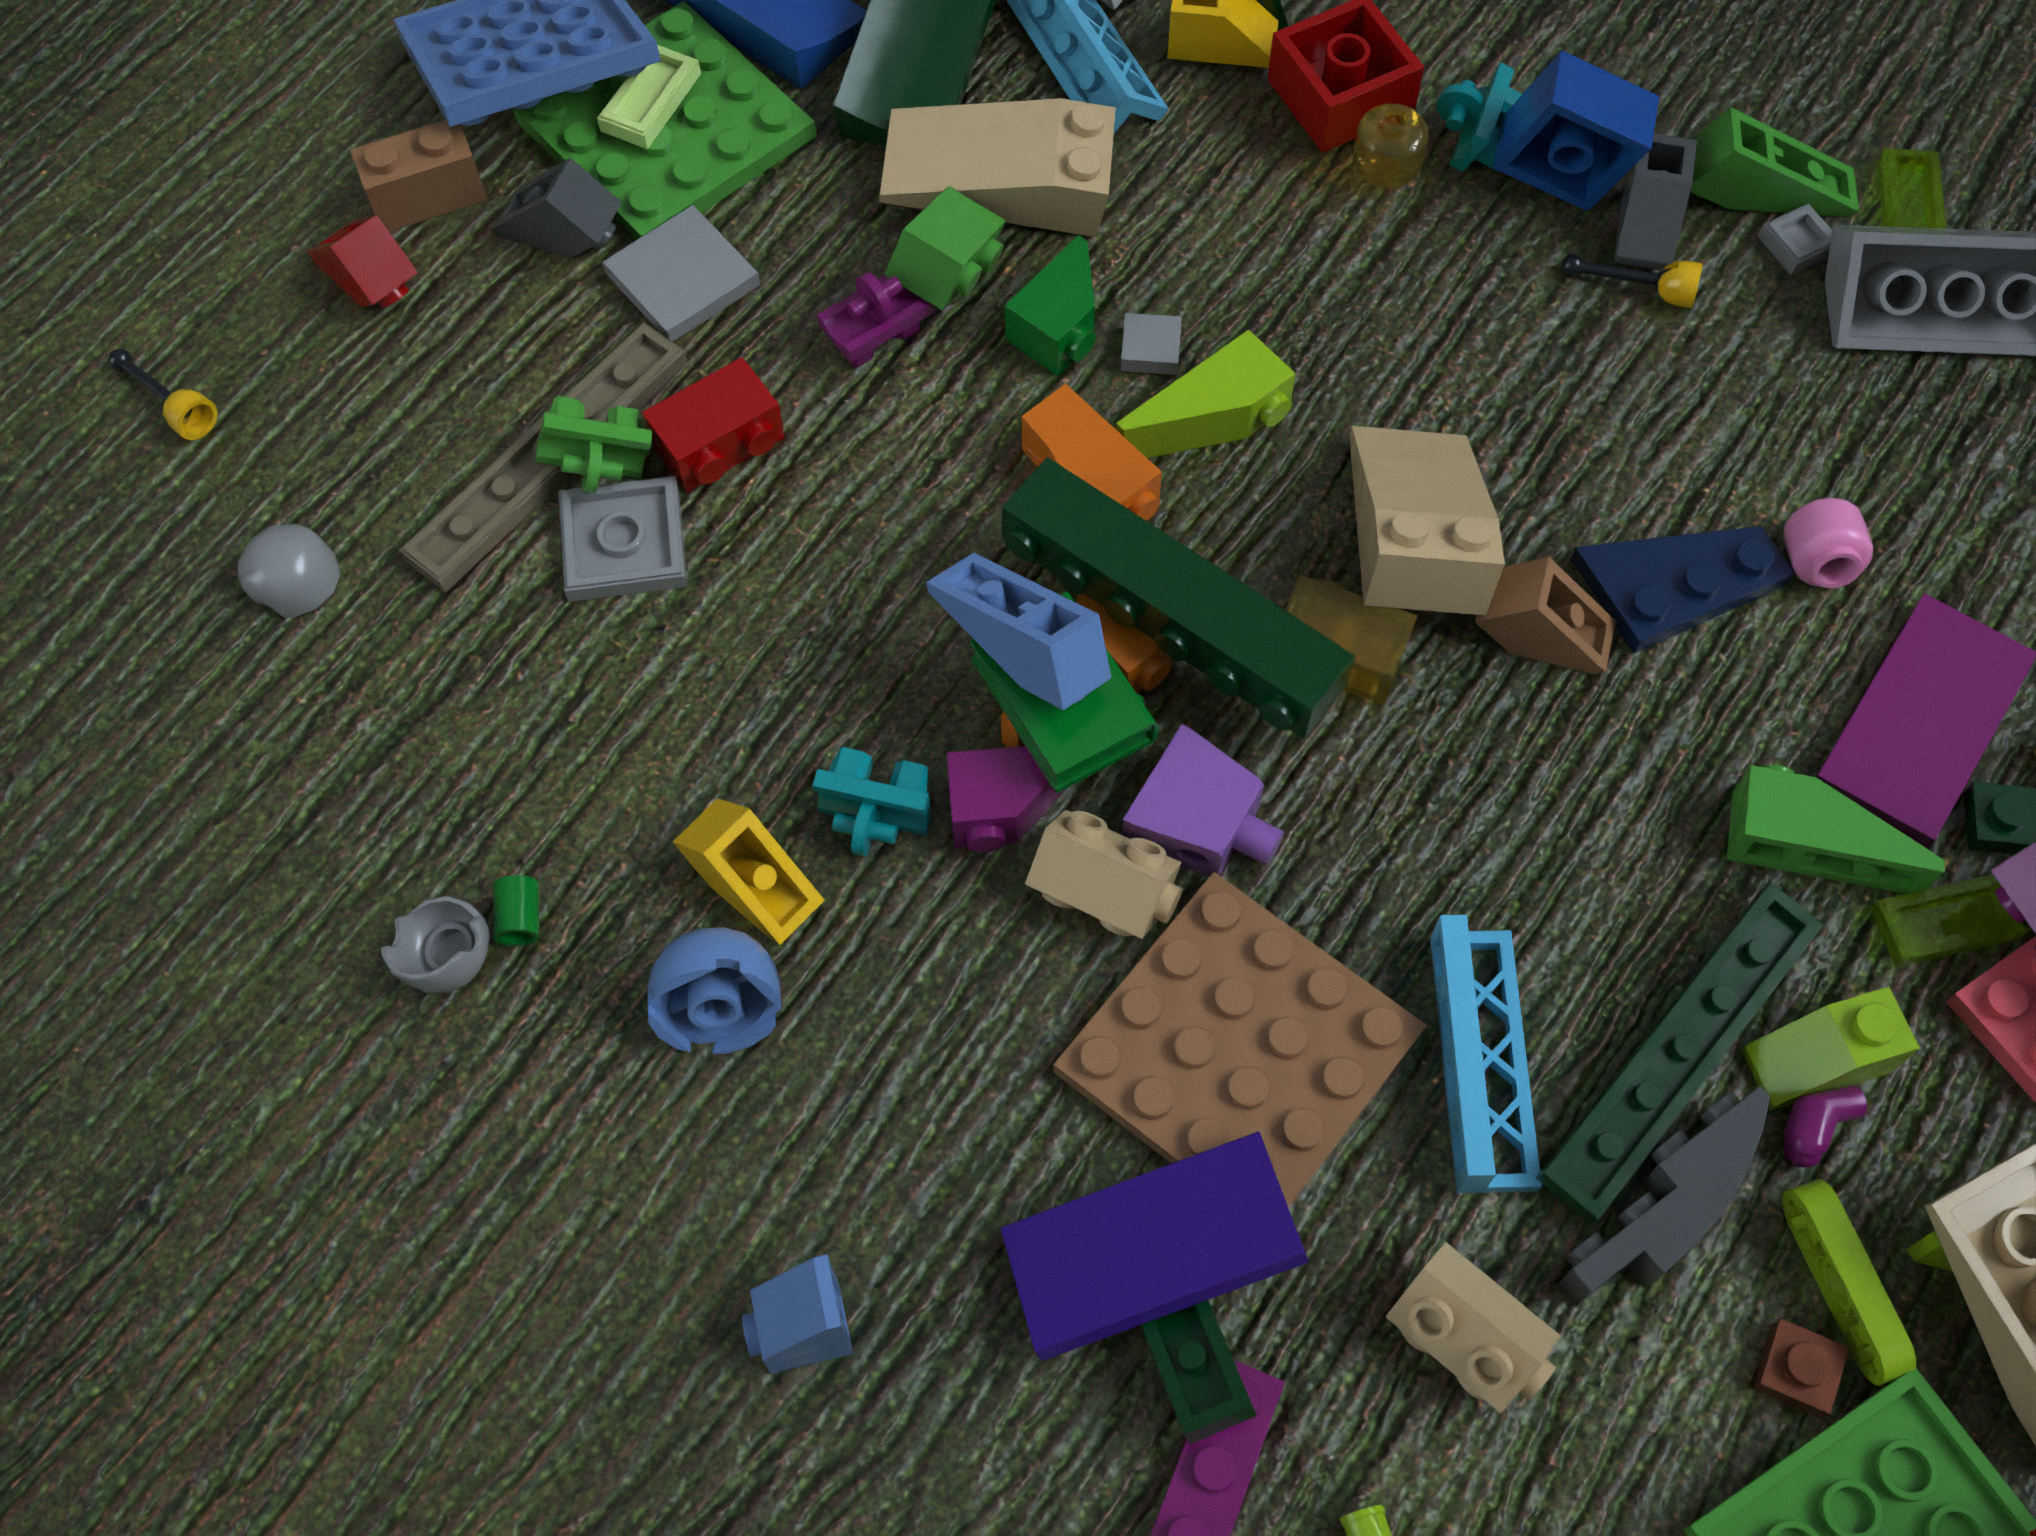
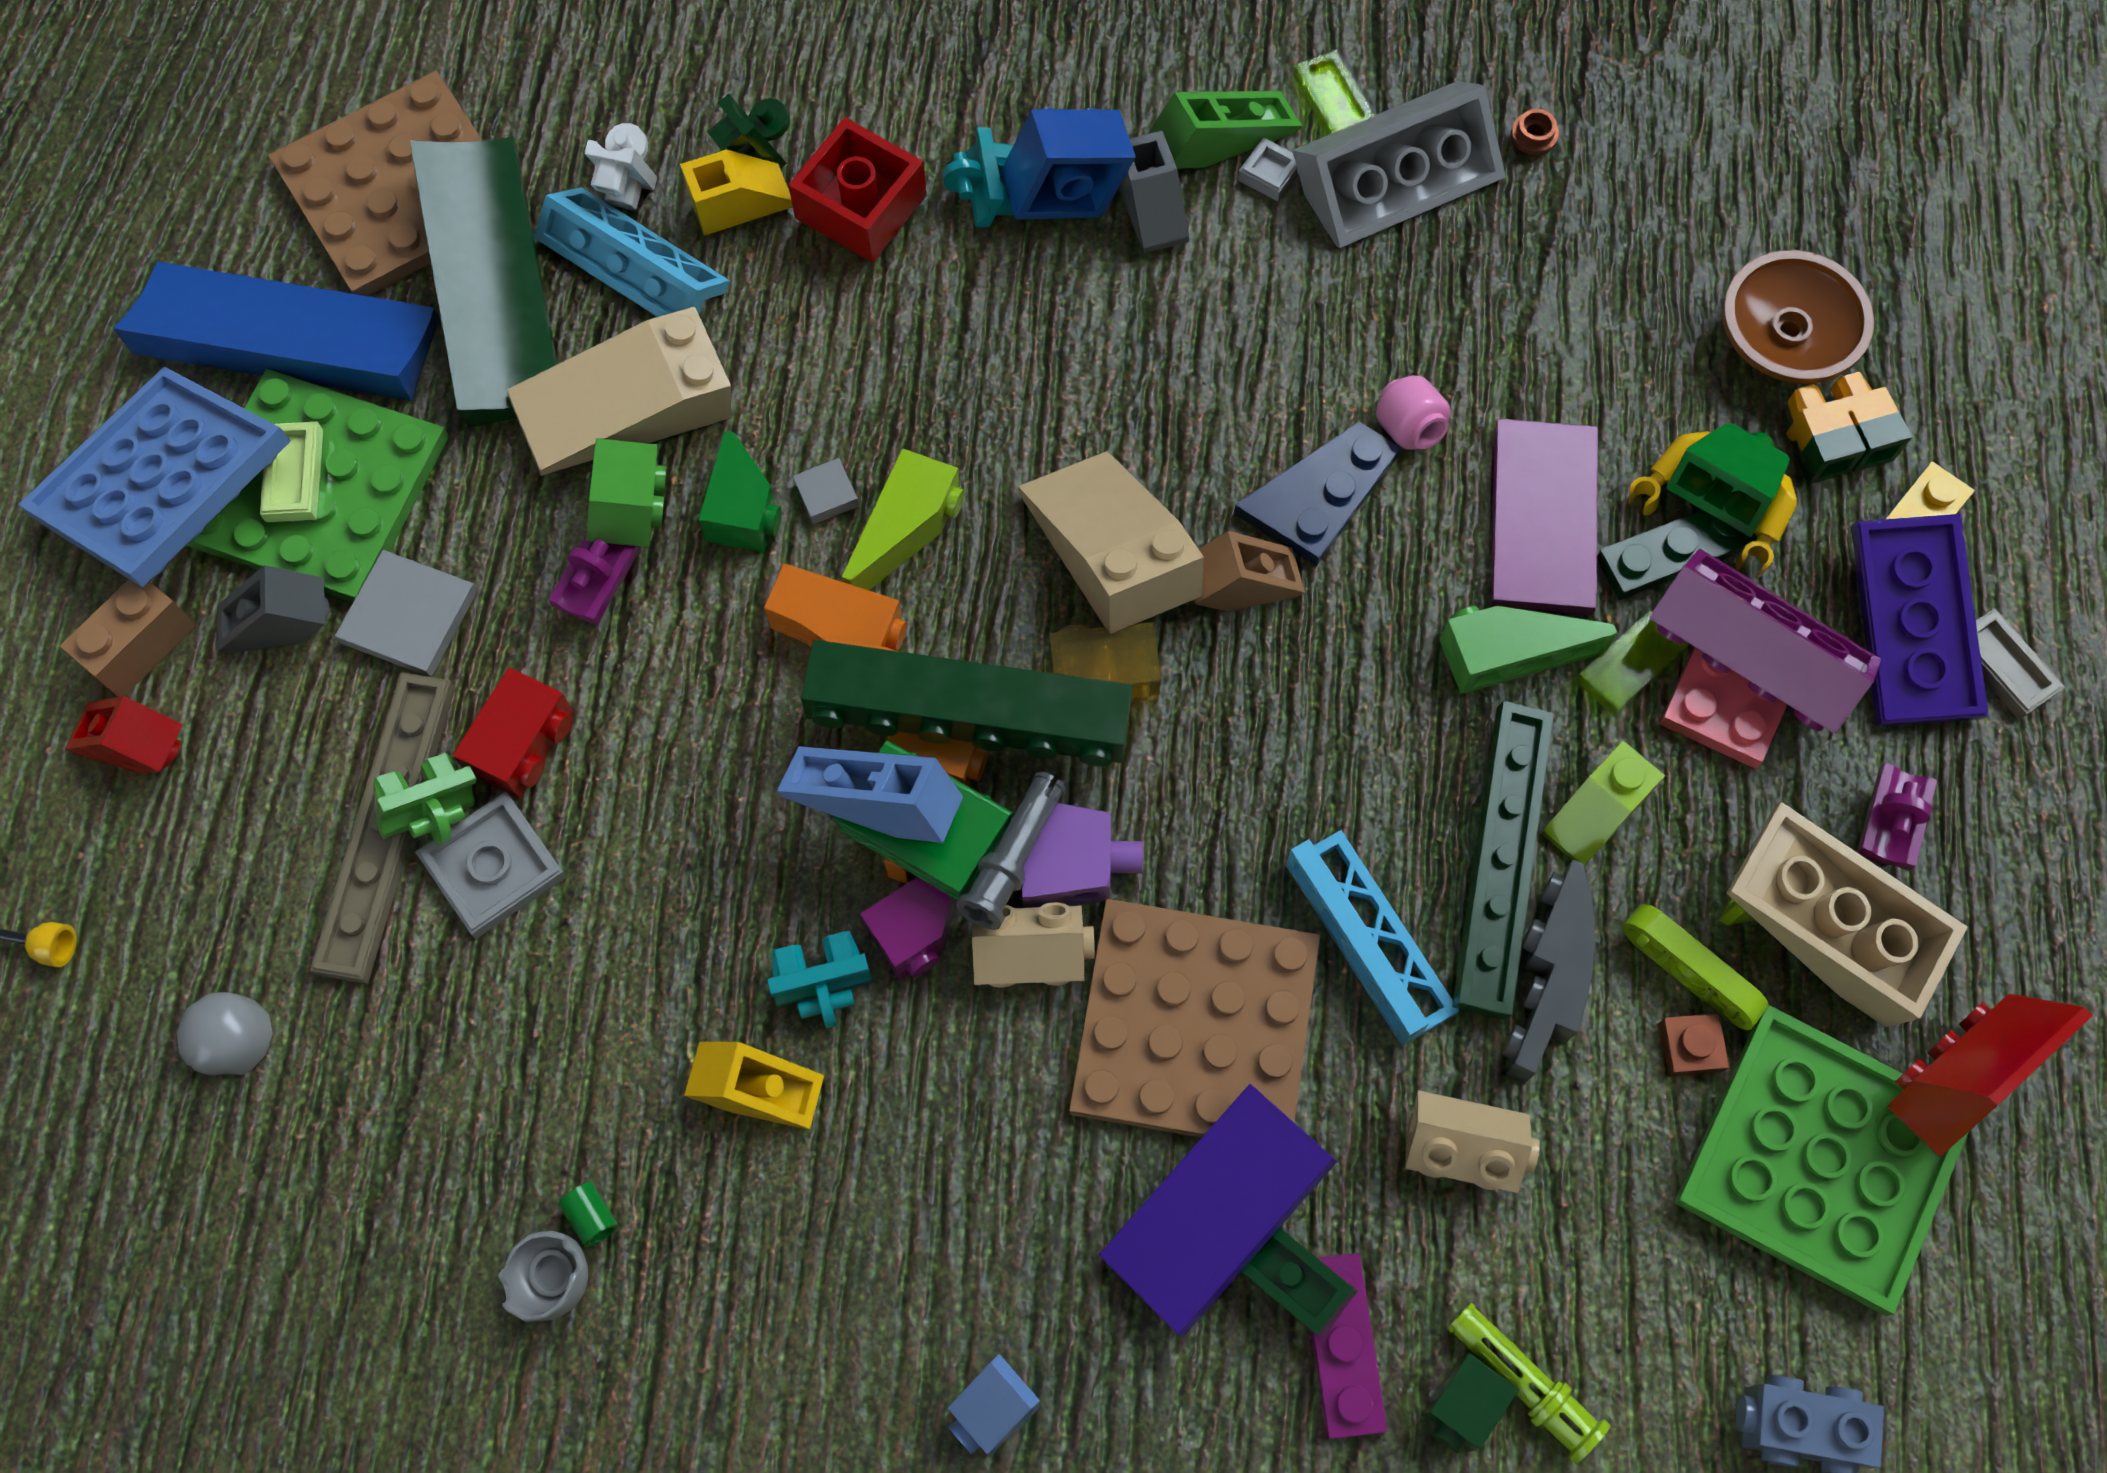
camera: 30 degrees left, 5 degrees up
(713, 990) = (785, 1191): medium blue cylinder -> none
(1114, 775) = (1003, 870): none -> dark grey pin
(1390, 145) = (926, 235): clear yellow head -> none
(1675, 284) = (1200, 250): hinge -> none
(1814, 1122) = (1617, 862): magenta arm -> none

